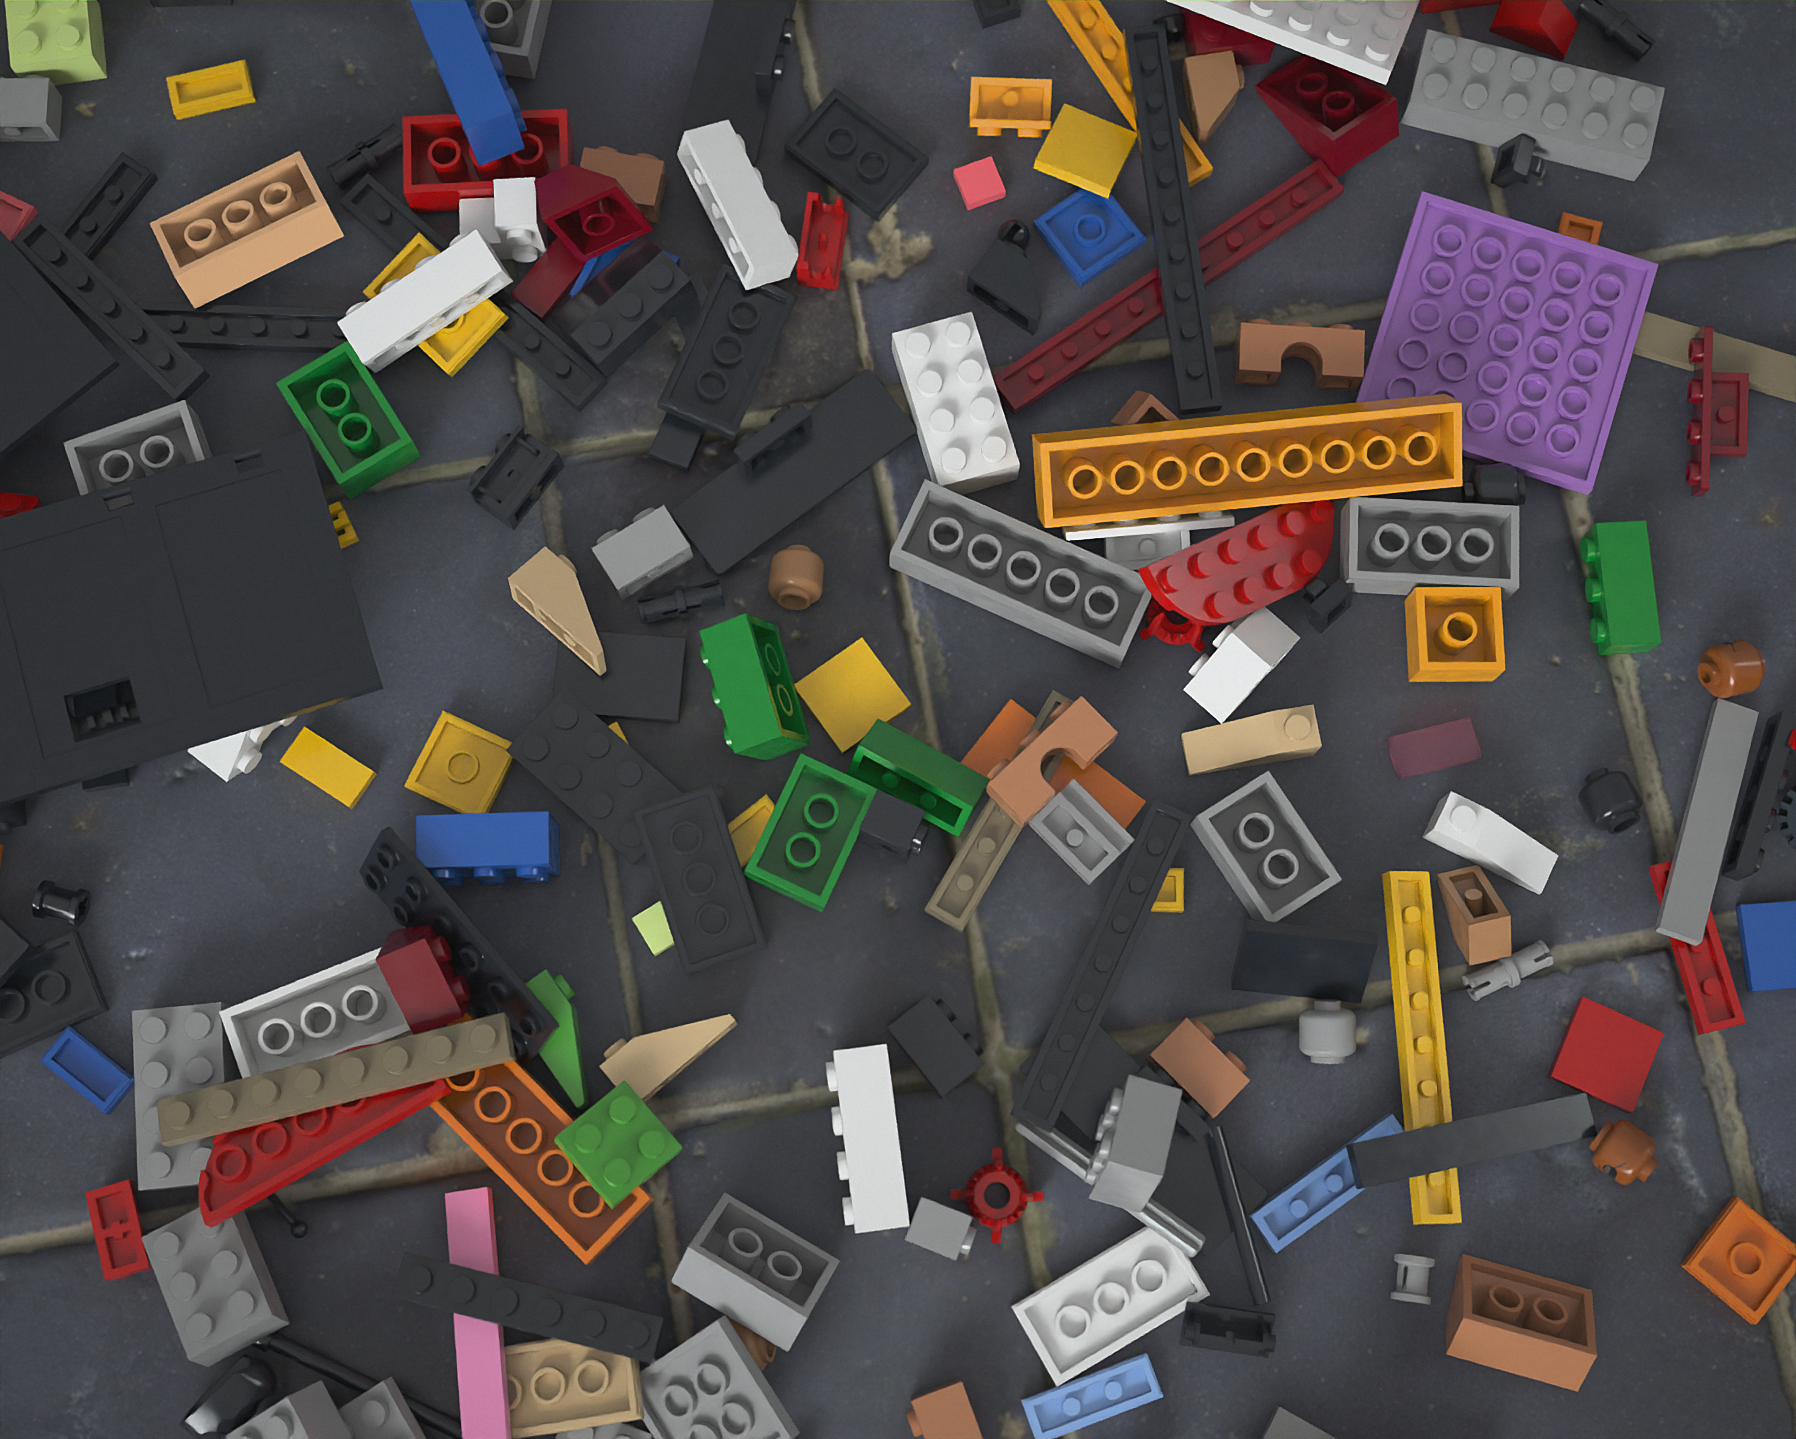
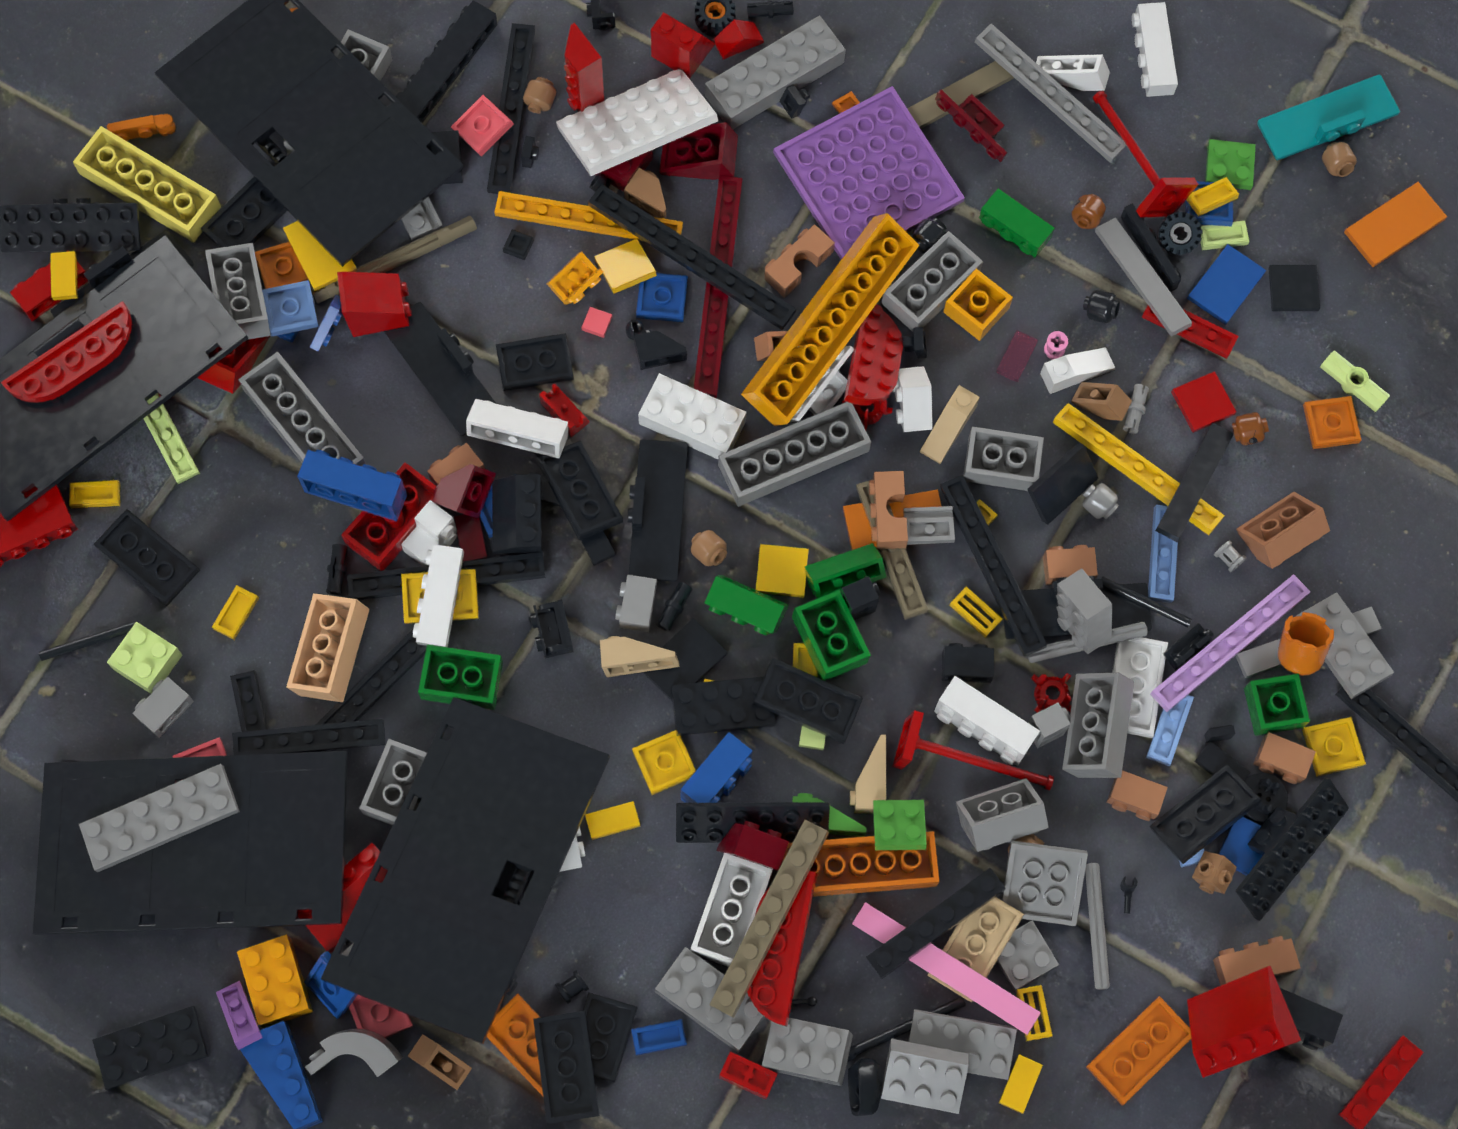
camera: 50 degrees left, 5 degrees down
(757, 1064) = (911, 740): none -> red tile
(998, 1299) = (1098, 725): none -> light grey brick
(1020, 1033) = (969, 618): none -> yellow tile
(1286, 1384) = (1230, 643): none -> lavender plate
(1493, 774) = (1062, 343): none -> bright pink bush

